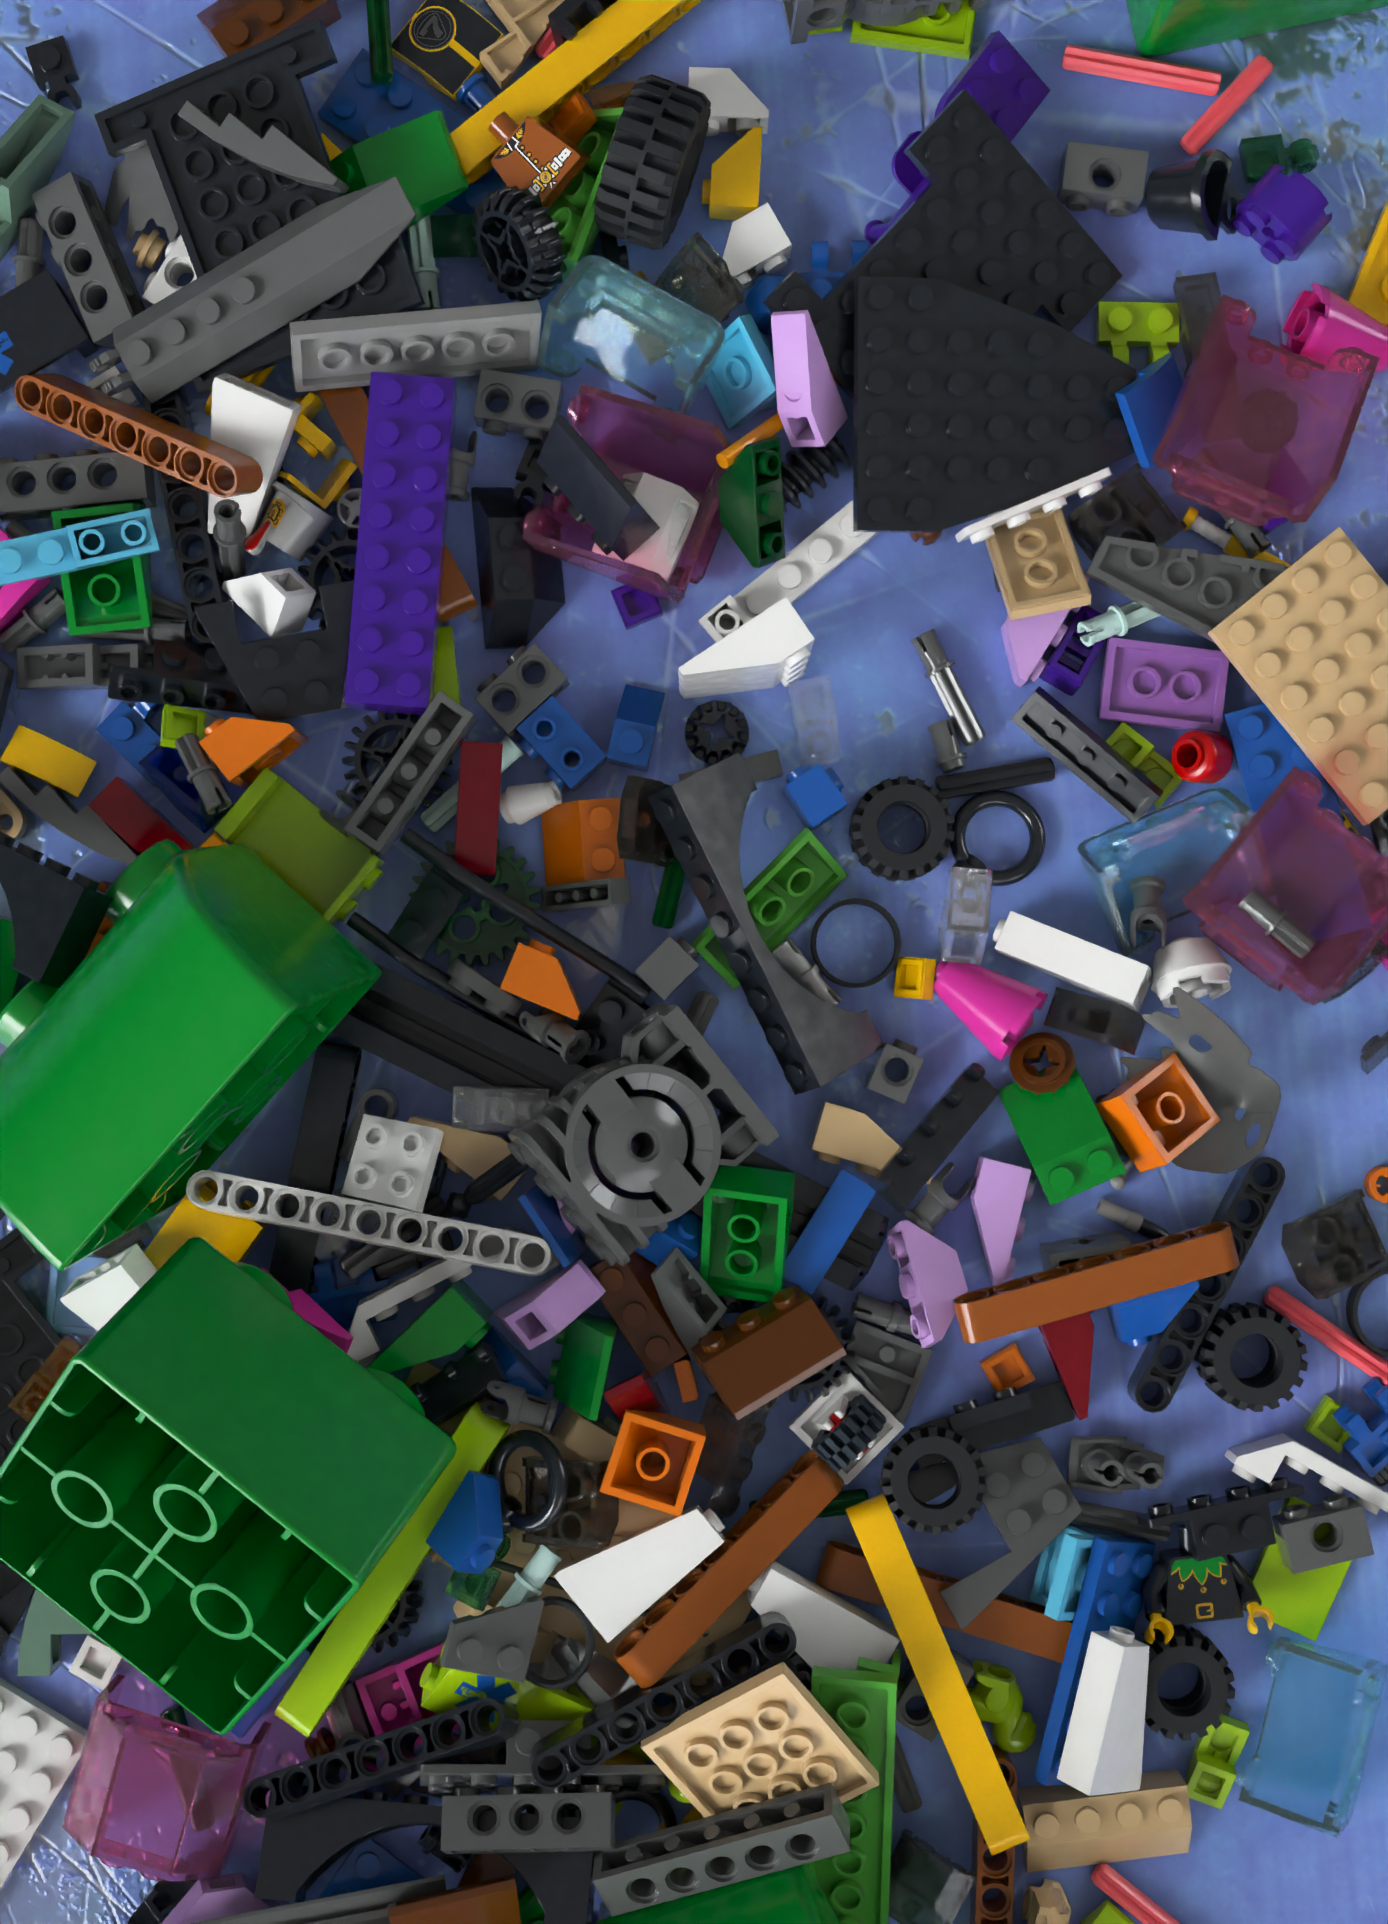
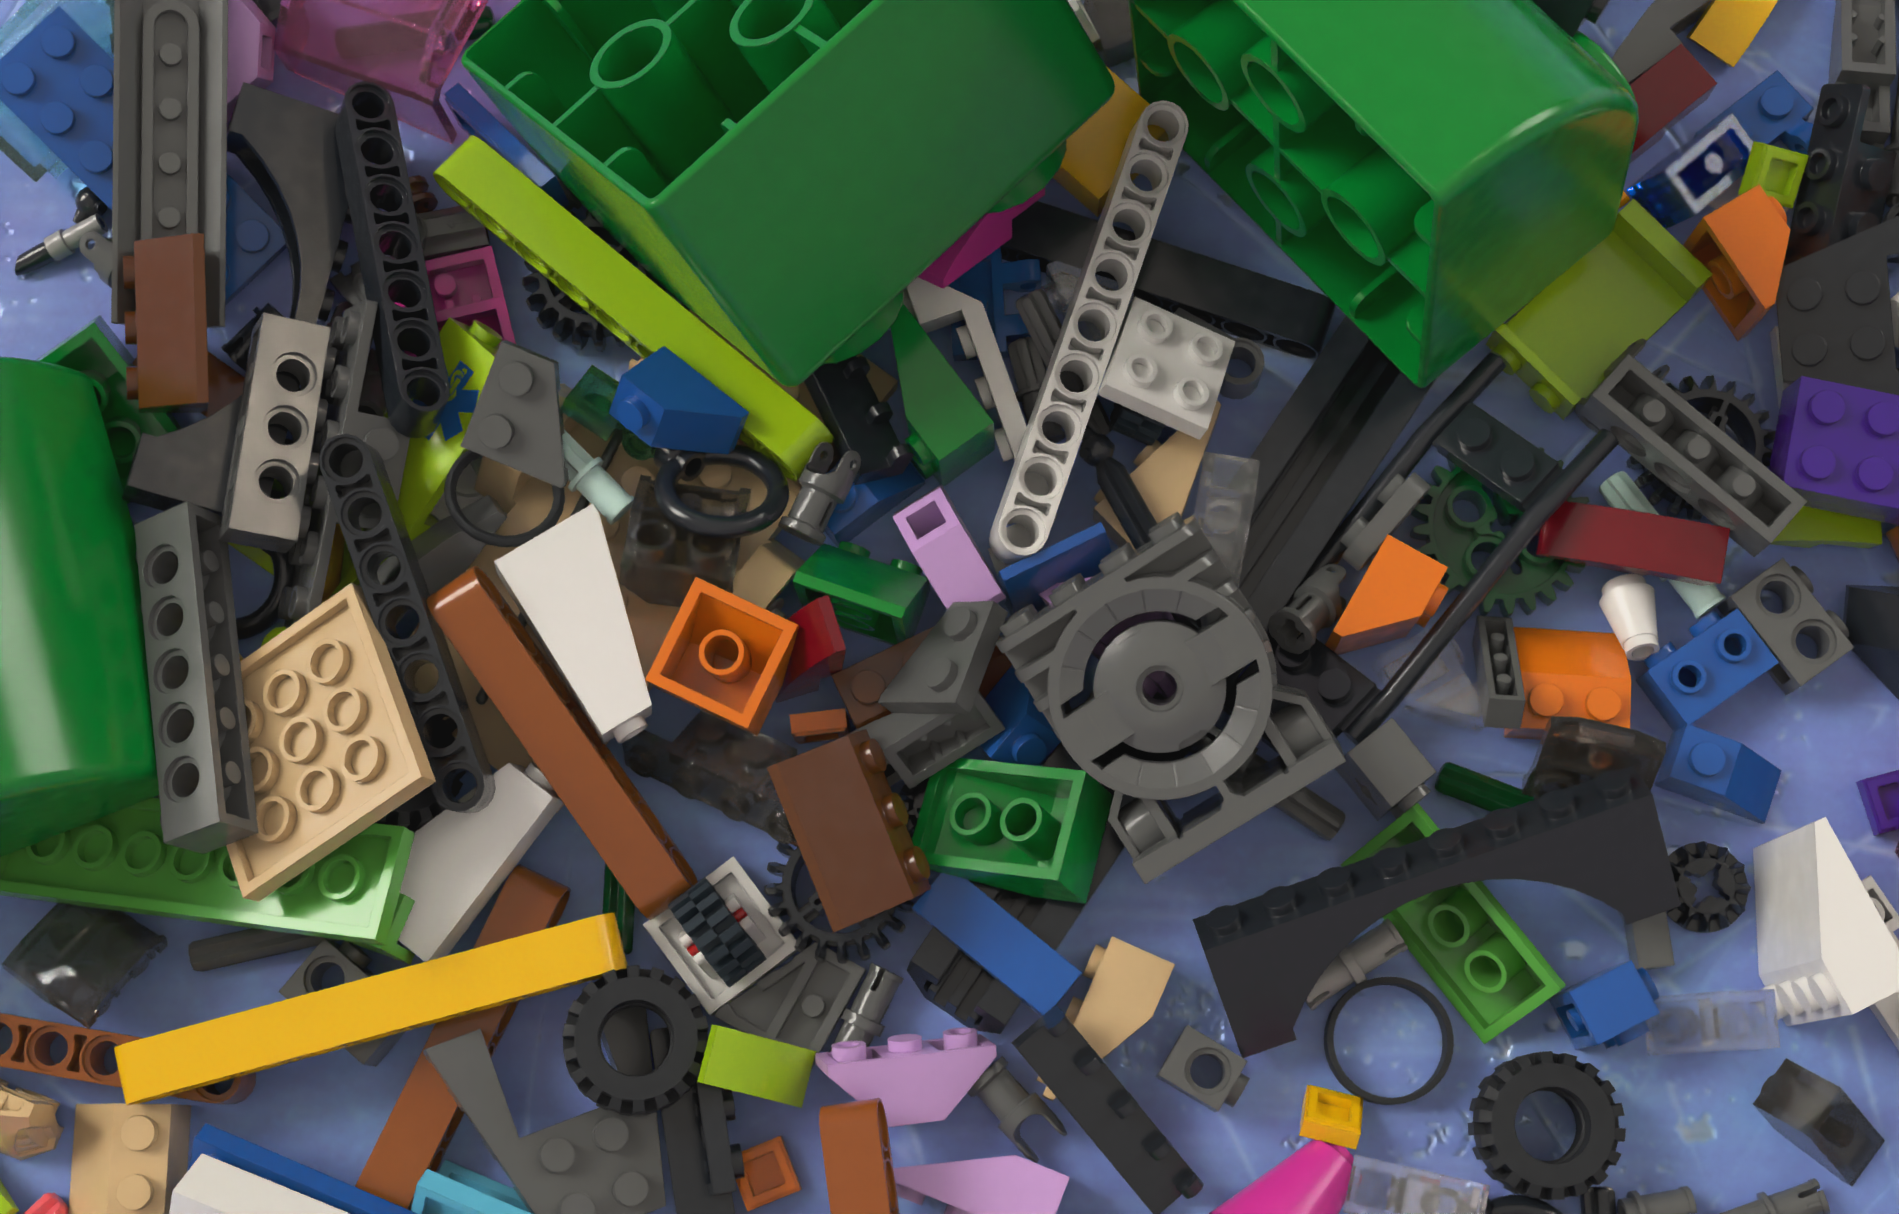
camera: 105 degrees right, 10 degrees down
(202, 773) = (1713, 187): dark grey axle -> none
(636, 1295) = (948, 663): none -> dark grey wing
(871, 640) = (1819, 1120): none -> clear smoke slope
(939, 1390) = (756, 1066): none -> lime slope
(1000, 1701) = (312, 1100): lime animal -> none

